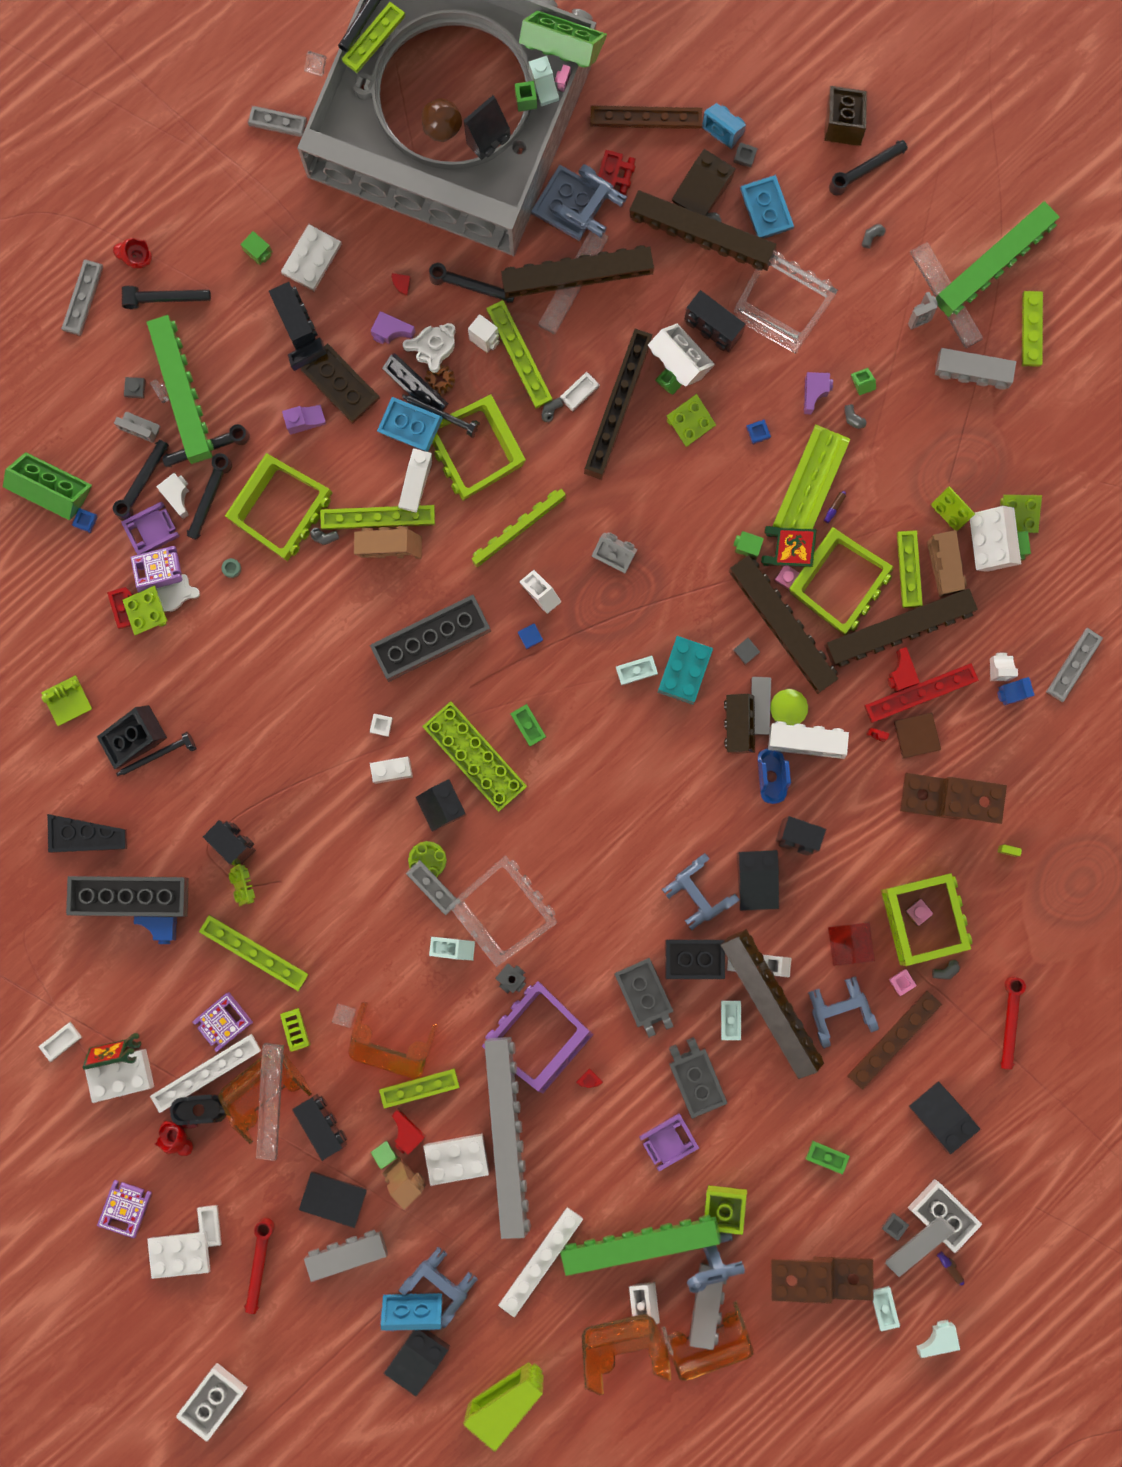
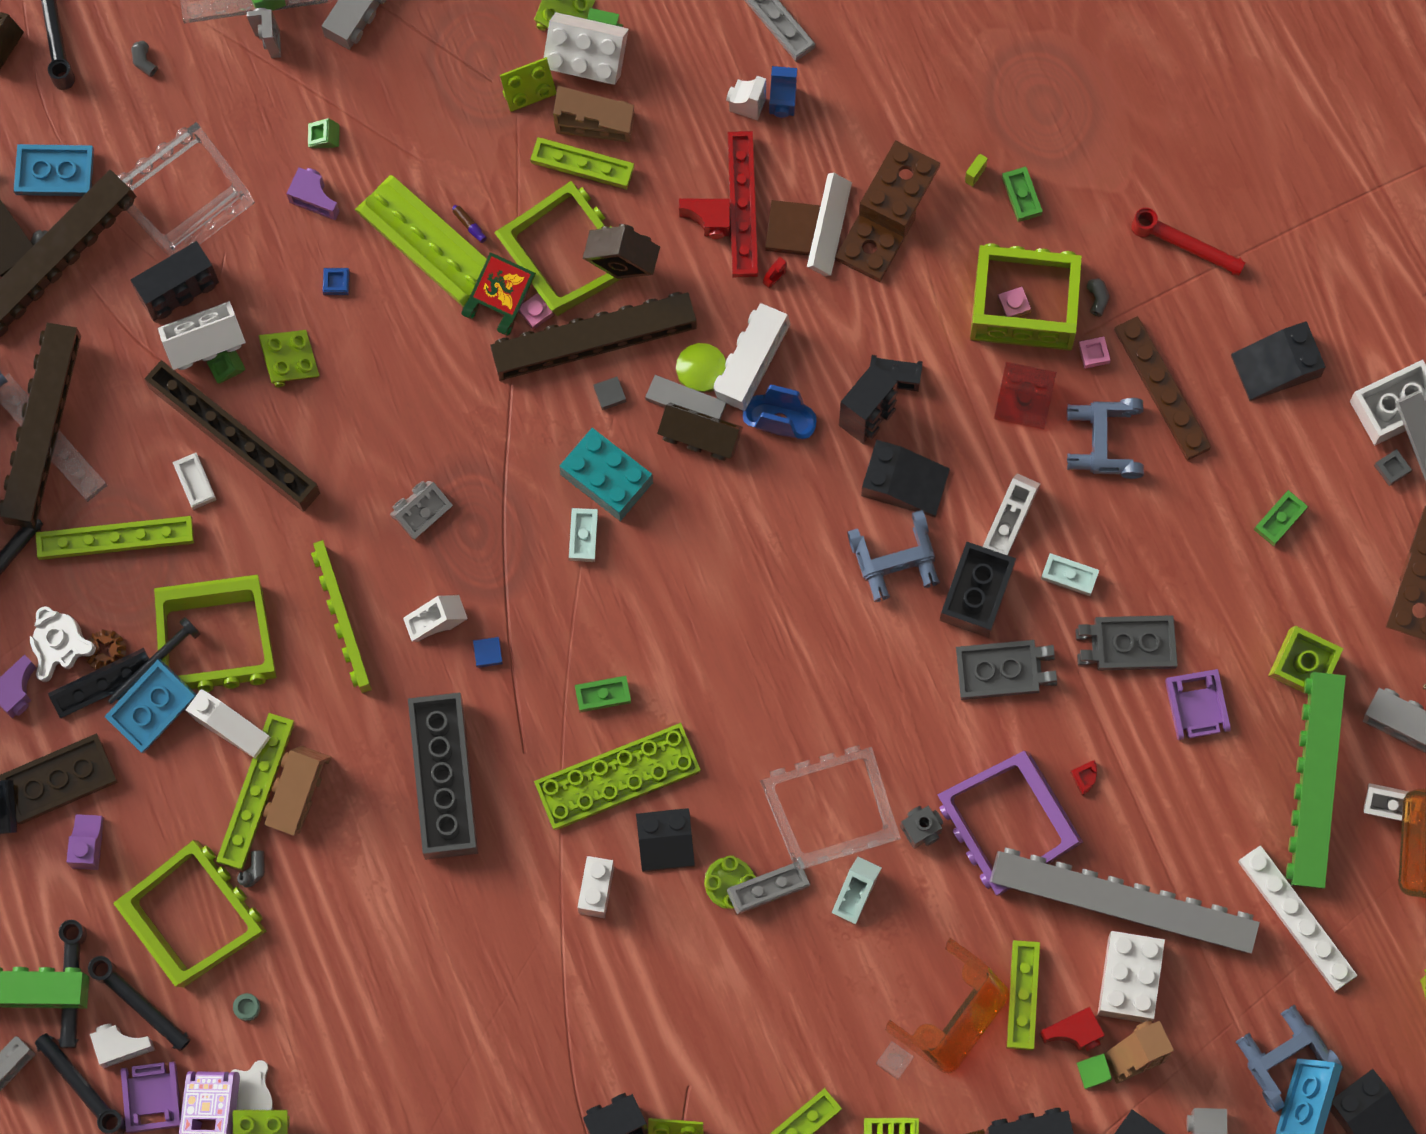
camera: 70 degrees left, 10 degrees down
(381, 725) = (531, 881): white plate -> none
(484, 334) = (72, 569): white brick -> none
(549, 408) = (201, 526): dark grey arm -> none
(719, 1271) = (1375, 693): sand blue connector -> none
(748, 544) = (476, 342): bright green brick -> none
(772, 1004) = (1067, 511): dark brown brick -> none
(835, 846) = (906, 373): none -> black hinge
(847, 621) = (621, 252): none -> dark brown brick
(853, 419) = (366, 163): dark grey arm -> none
(901, 627) = (652, 192): dark brown brick -> none
(928, 760) = (829, 224): none -> white tile
(1003, 890) = (1022, 194): none -> bright green plate

